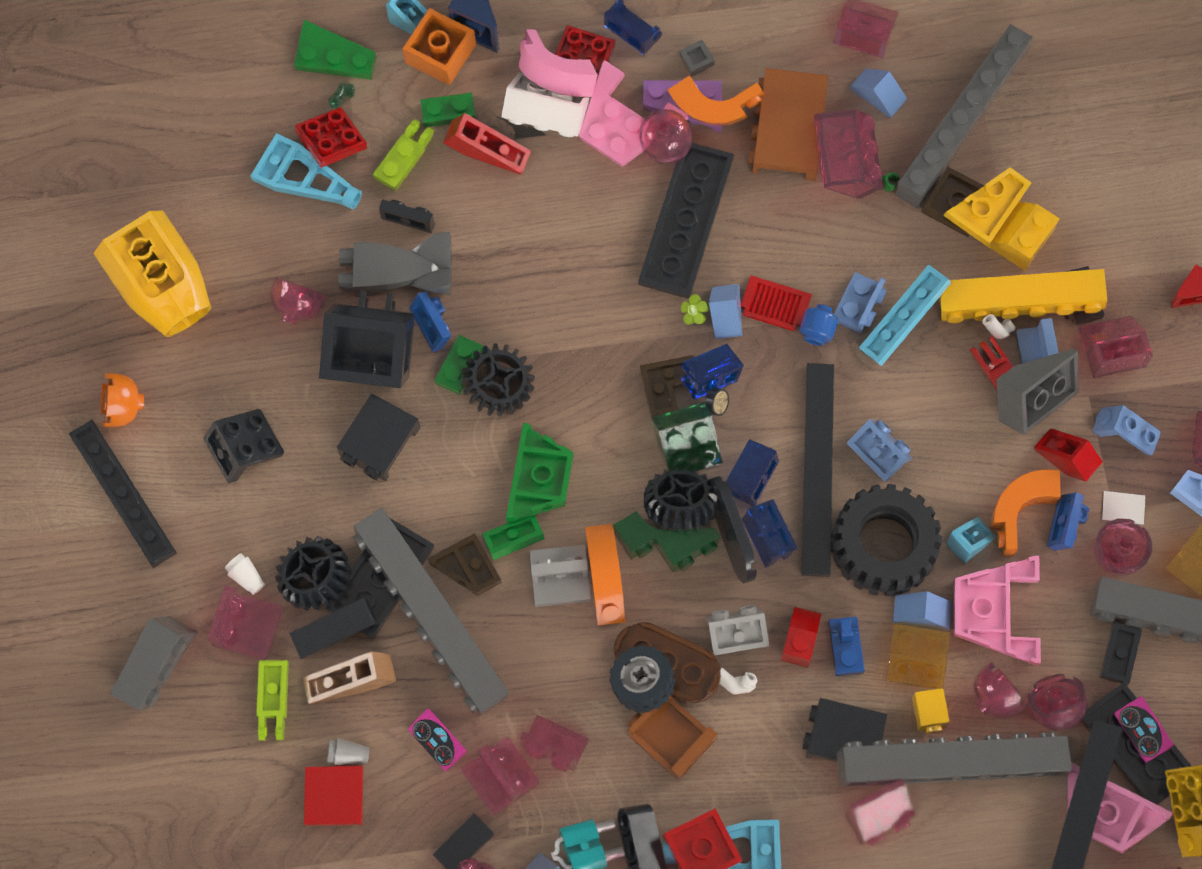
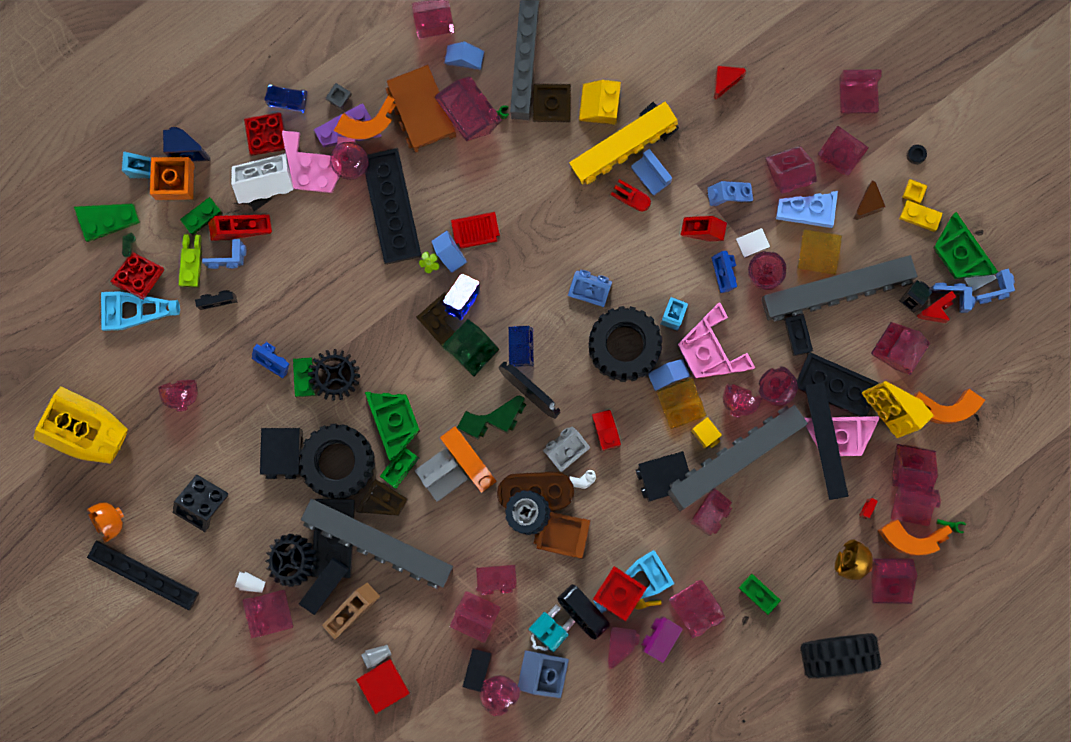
camera: 25 degrees left, 10 degrees up
(152, 661) = (225, 669): dark grey wedge -> none
(272, 696) = (310, 648): lime hinge -> none
(367, 344) = (240, 399): black piece -> none
(388, 267) = (223, 341): dark grey hips -> none
(432, 451) = (318, 443): none -> black tyre
(437, 740) = (425, 617): slope -> none
(467, 174) = (238, 252): none -> medium blue bracket
(554, 72) = (255, 156): bright pink arch -> none
(680, 500) = (489, 395): black gear -> none
(717, 401) = (475, 313): tile -> none
(769, 532) = (552, 378): clear blue hinge -> none
(818, 325) = (510, 230): blue head -> none
(818, 470) = (559, 321): black tile -> none
(846, 646) = (635, 421): blue hinge -> none
(858, 302) = (526, 201): medium blue bracket -> none
(905, 315) = (559, 195): medium azure plate -> none
(990, 206) = (574, 95): yellow wing -> none
(998, 329) = (620, 172): white arm -> none
(1027, 490) = (692, 263): orange arch -> none
(1036, 389) = (664, 199): dark grey slope -> none
(1115, 346) = (695, 144): clear pink slope -> none
(1143, 729) = (836, 375): slope -> none

